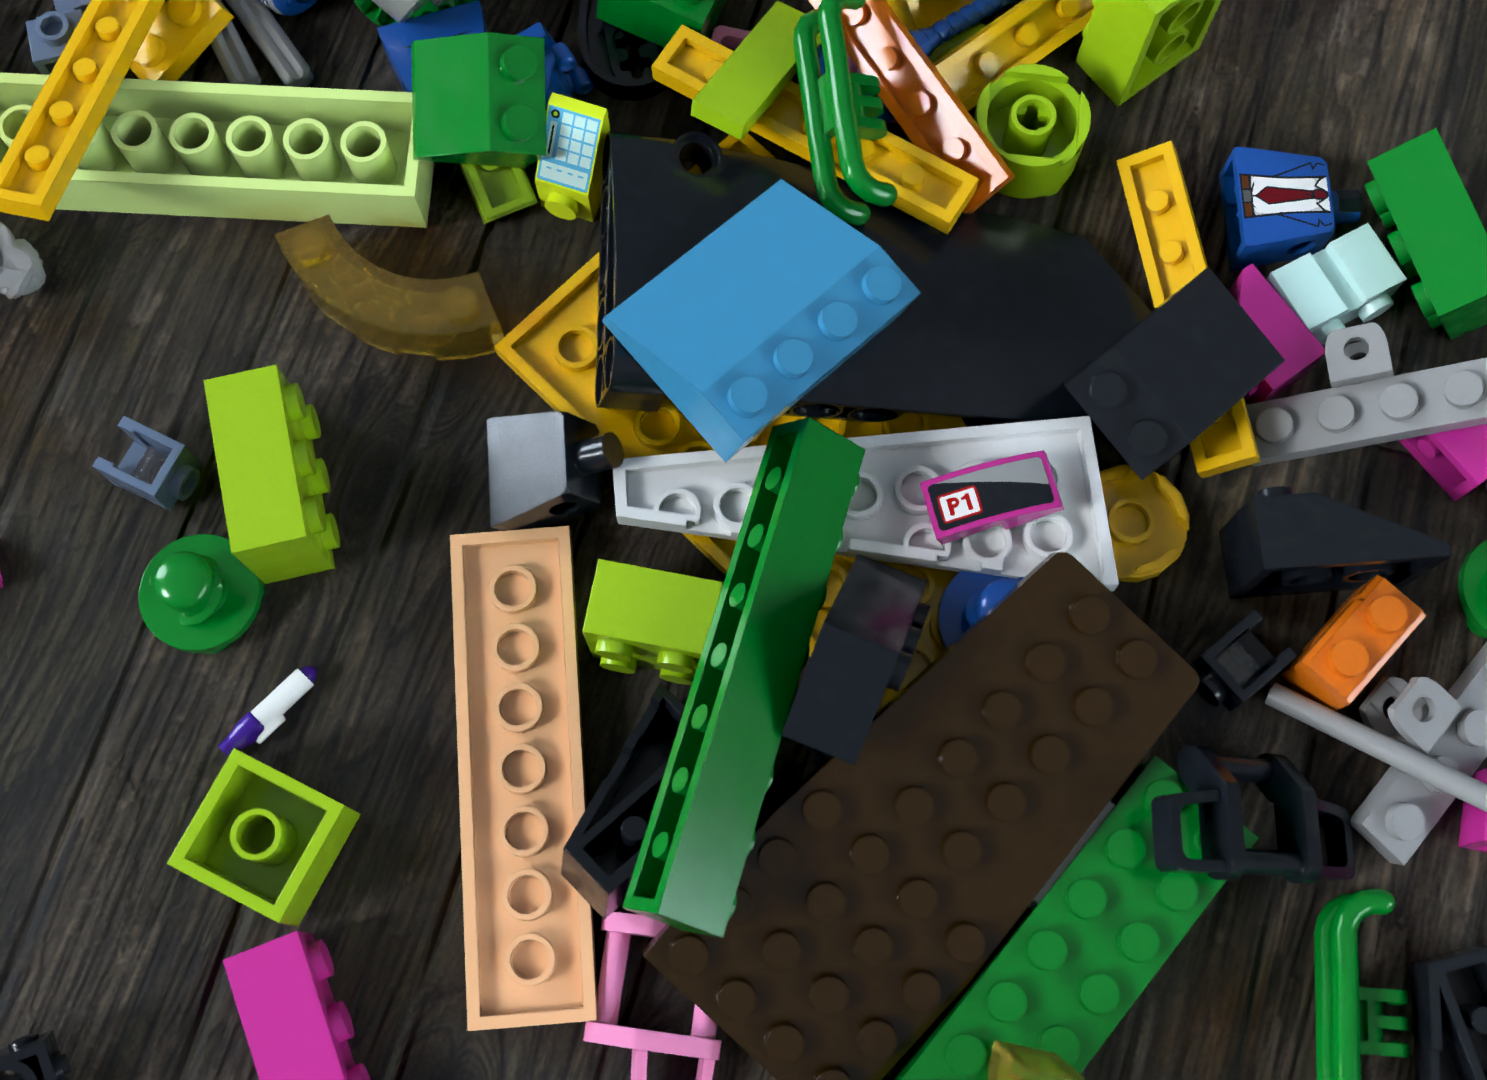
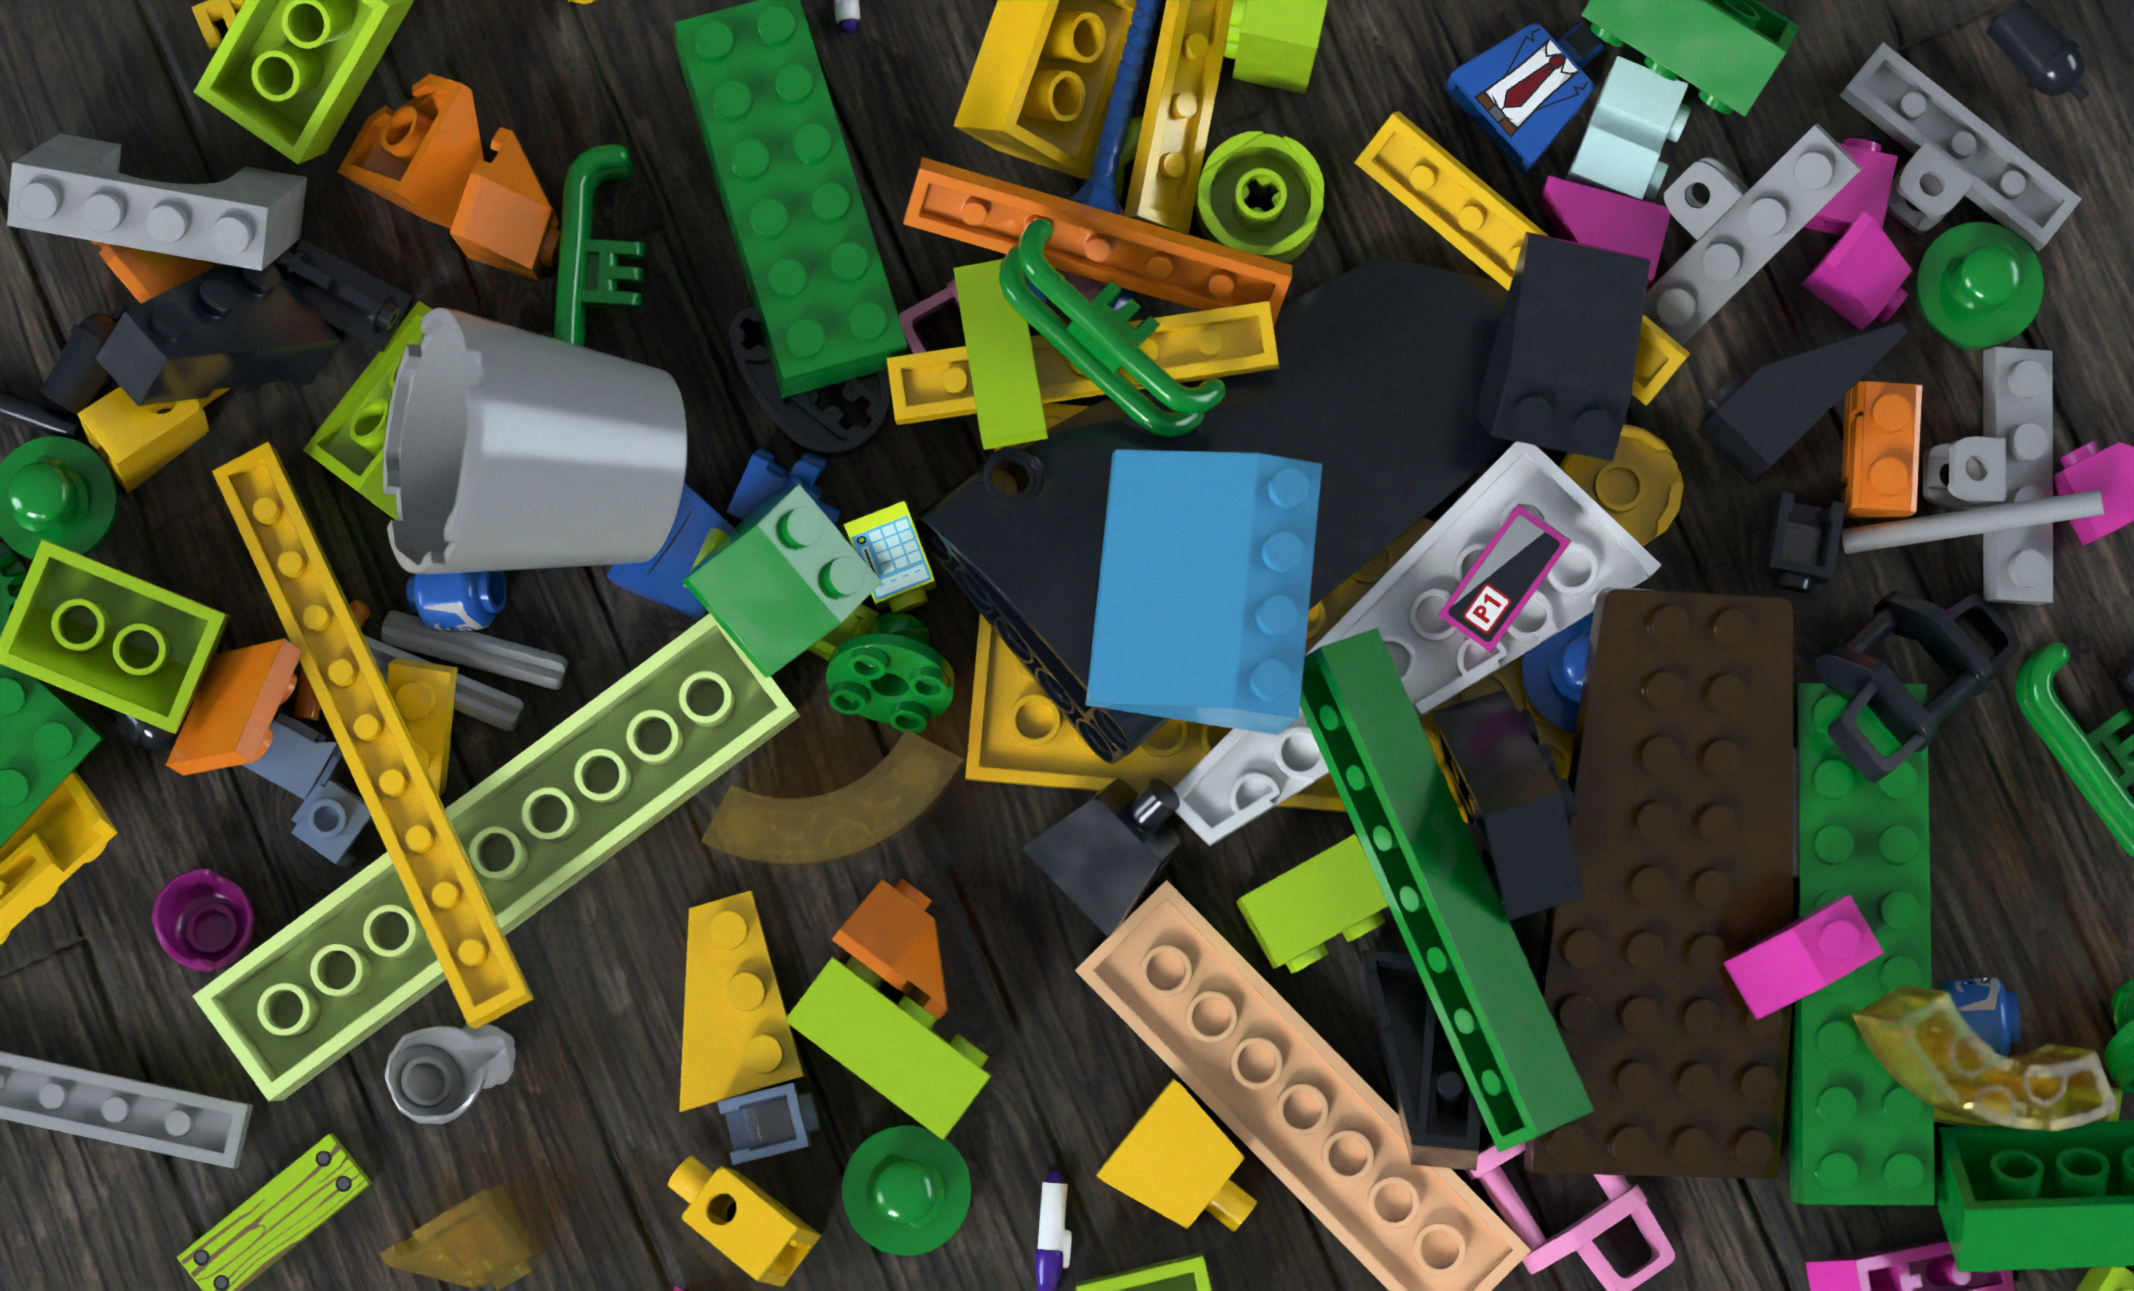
camera: 40 degrees left, 10 degrees up
(65, 519) = (762, 1235): none -> yellow torso
(226, 341) = (732, 1007): none -> yellow wing
(345, 412) = (898, 943): none -> orange slope
(399, 731) = (1179, 1163): none -> yellow torso
(504, 236) = (891, 674): none -> green plate
(993, 960) = (1803, 956): none -> dark pink slope
(1441, 495) = (1861, 274): none -> dark pink slope

